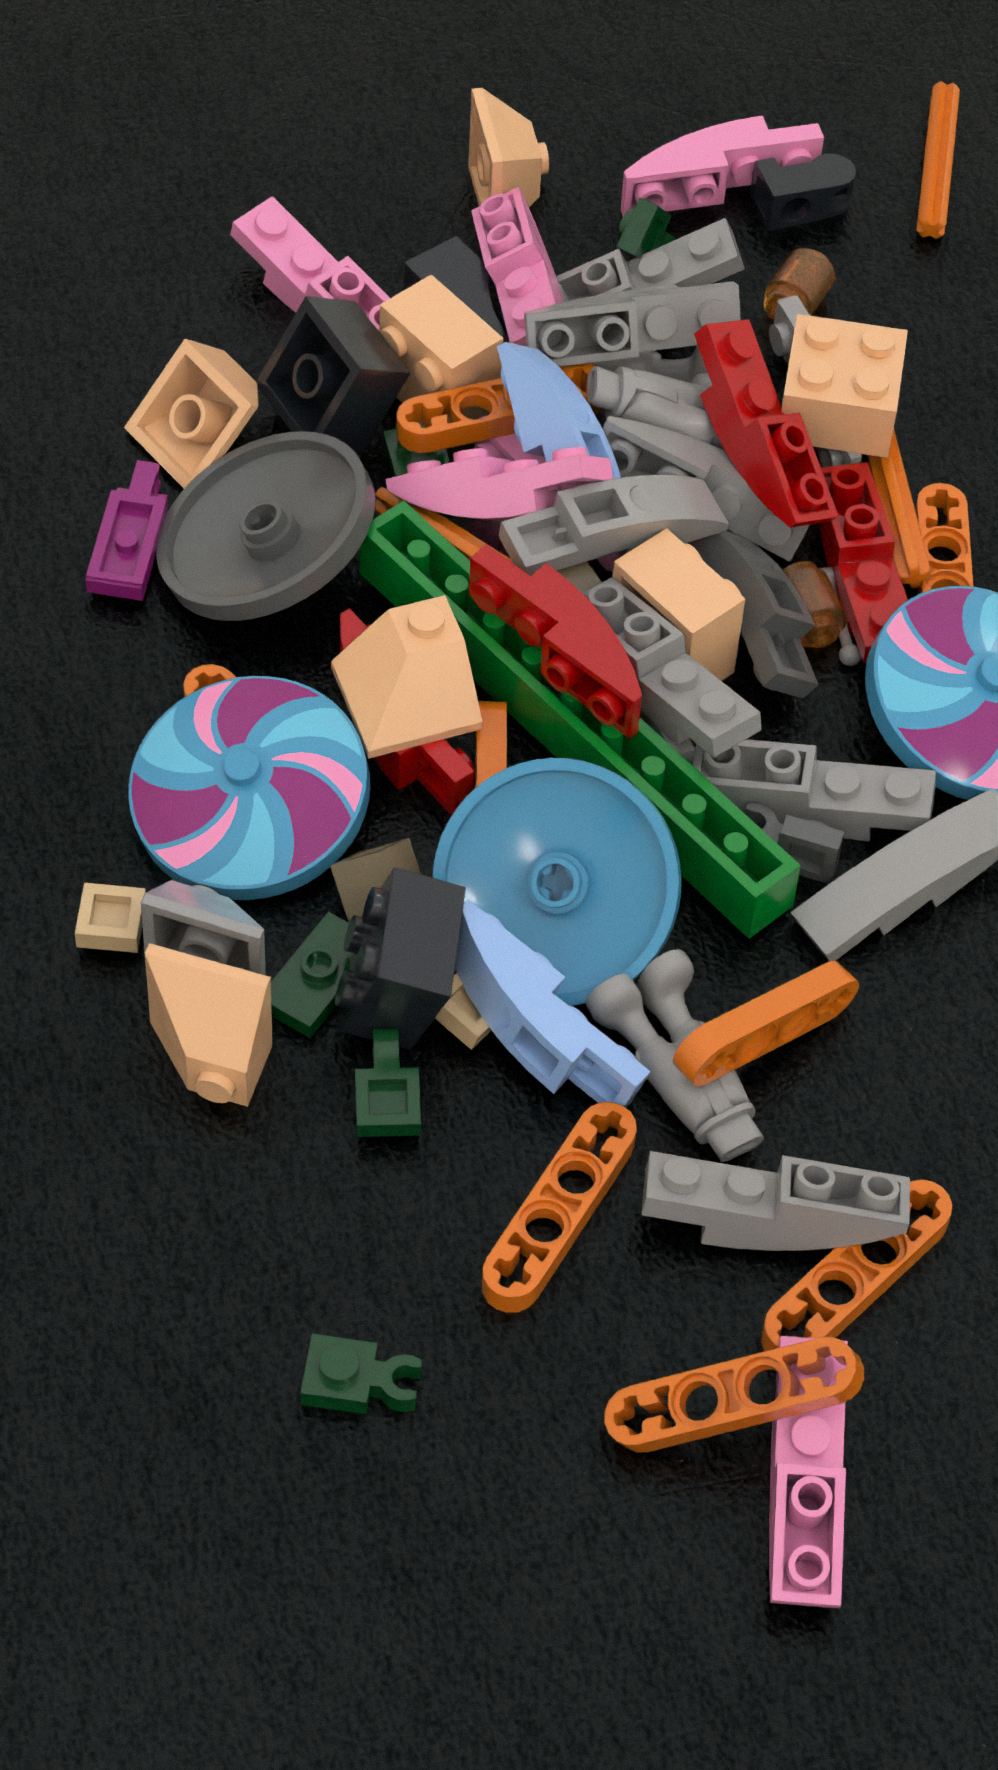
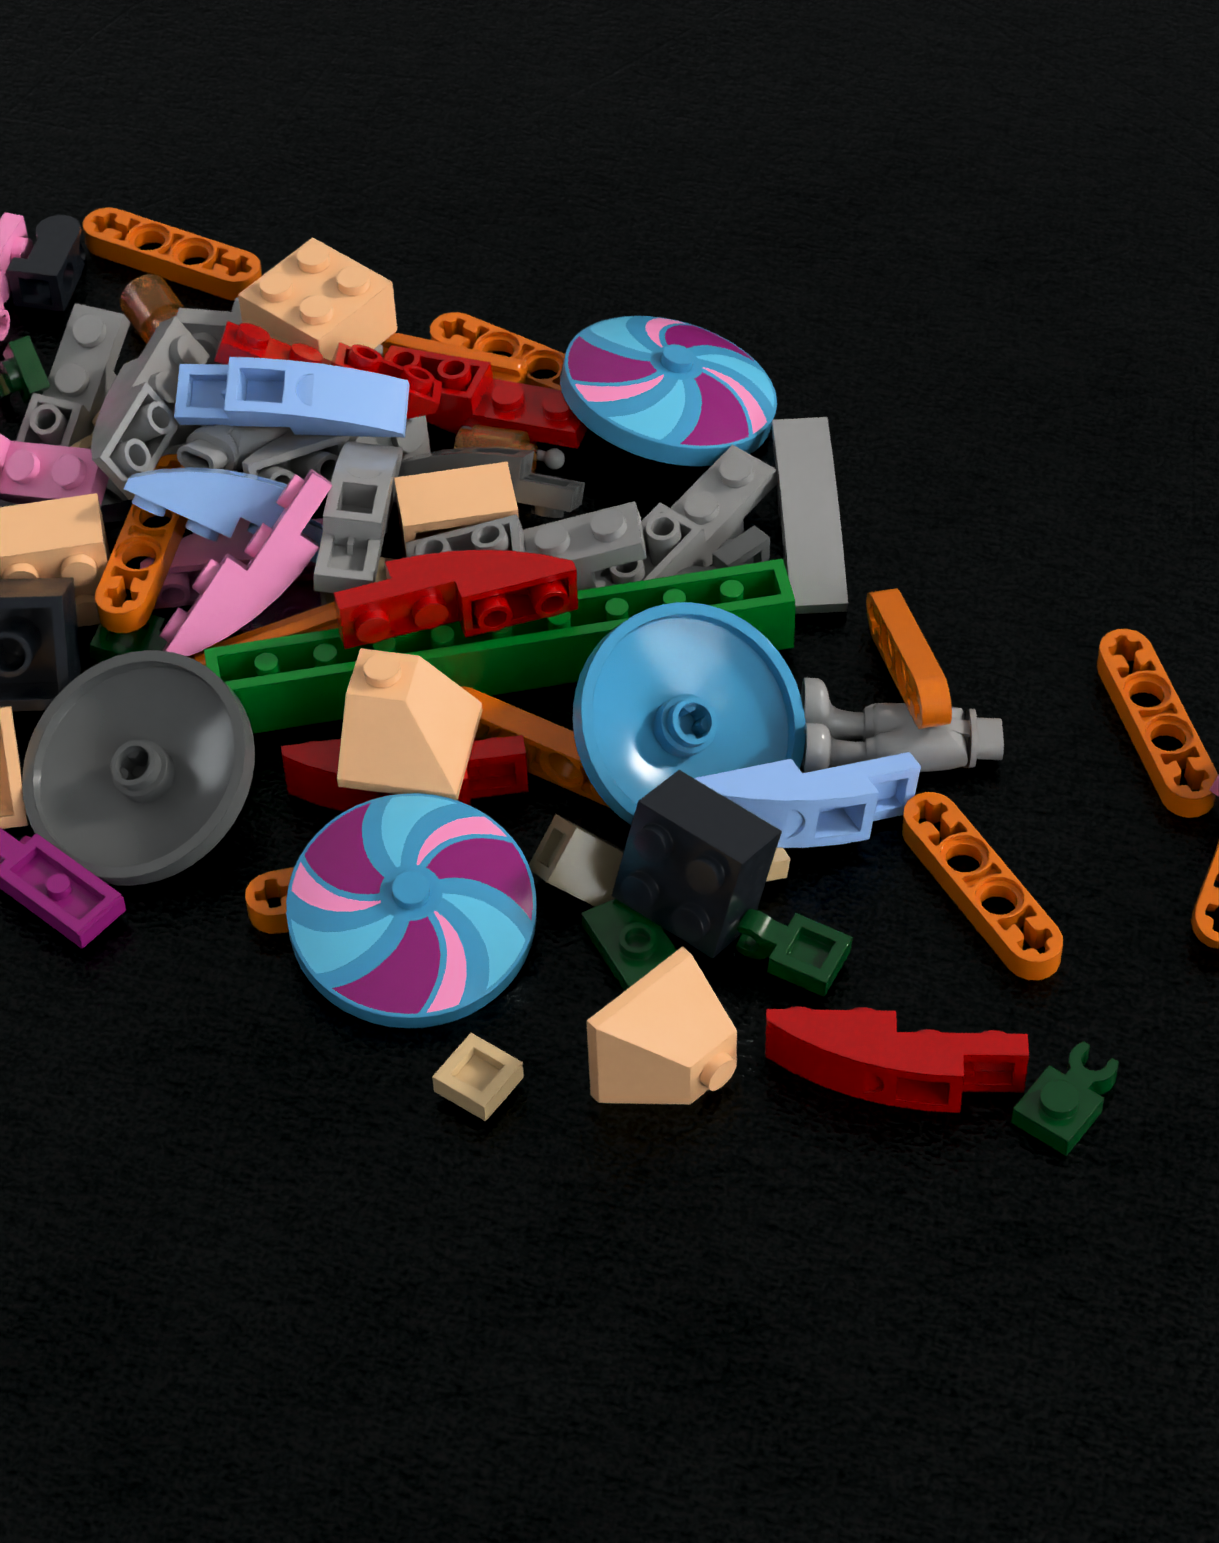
camera: 55 degrees left, 5 degrees down
(202, 925) = (547, 1009): light grey slope -> none
(306, 1218) = (870, 1060): none -> red slope
(699, 413) = (293, 395): none -> light blue slope
(789, 1210) = (1081, 733): light grey slope -> none
(886, 265) = (120, 234): none -> orange beam
(938, 160) = (88, 172): orange axle -> none

